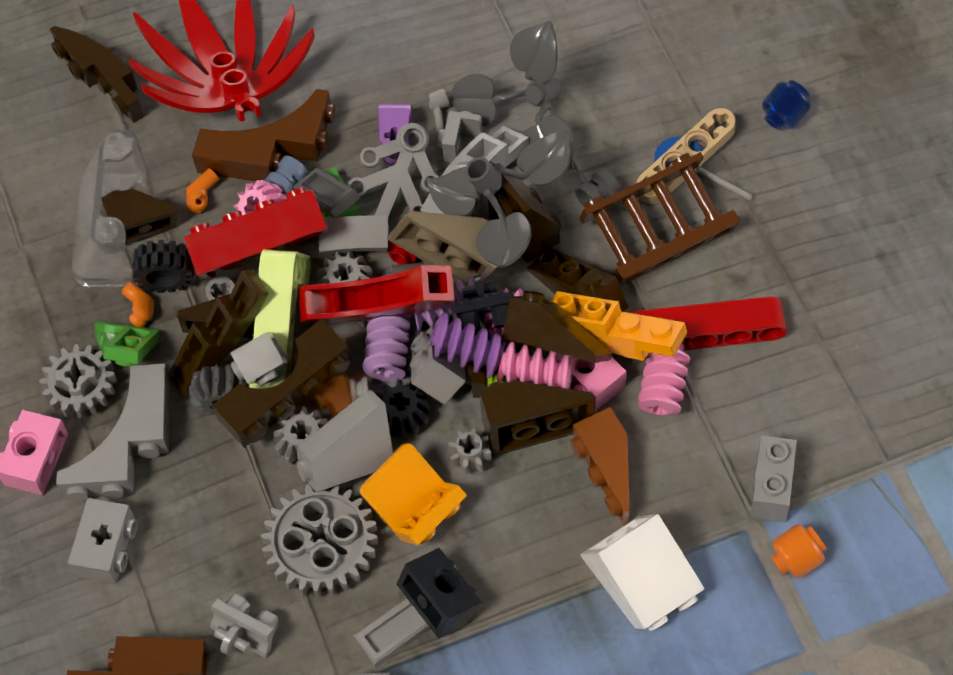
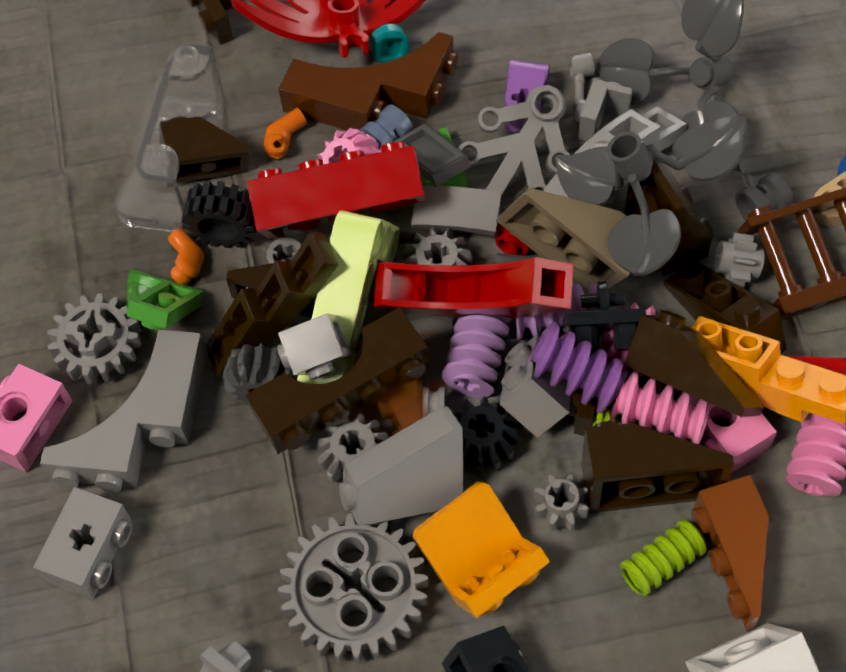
camera: 10 degrees right, 0 degrees up
(276, 103) = (389, 43): none -> teal tile
(553, 479) = (663, 557): none -> lime piece
(583, 241) = (739, 259): none -> light grey gear

